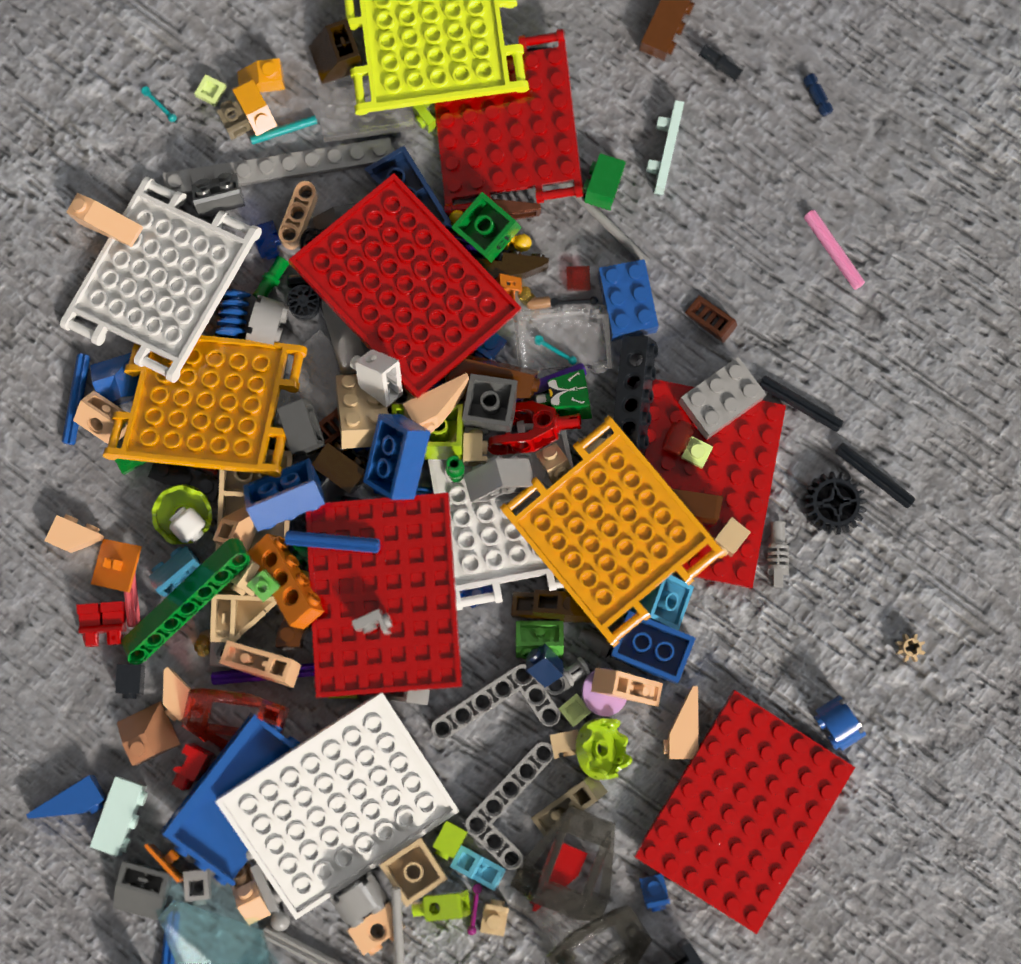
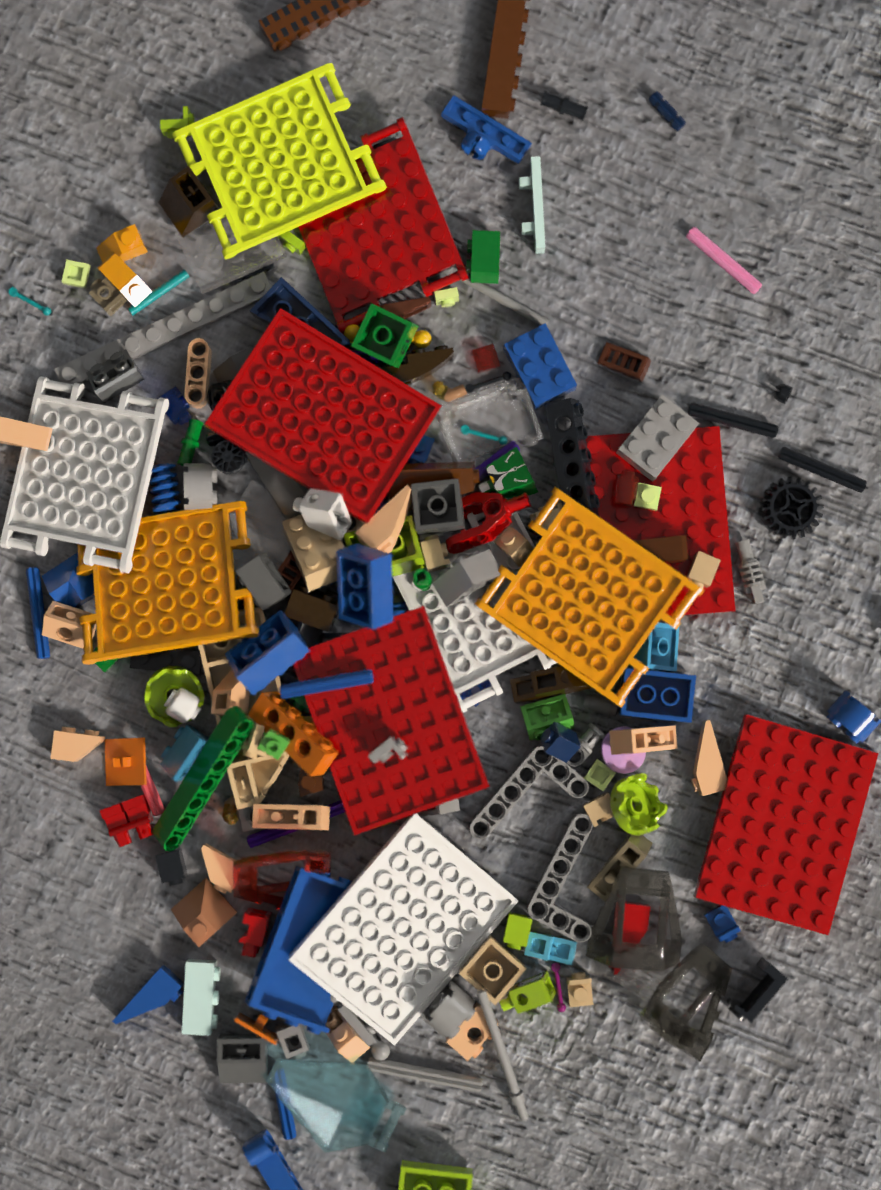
camera: 10 degrees left, 5 degrees up
(515, 284) = (427, 383): orange piece -> none
(557, 209) = (446, 297): none -> yellowish green plate
(637, 66) = (484, 132): none -> blue plate
(857, 391) = (784, 394): none -> black hinge

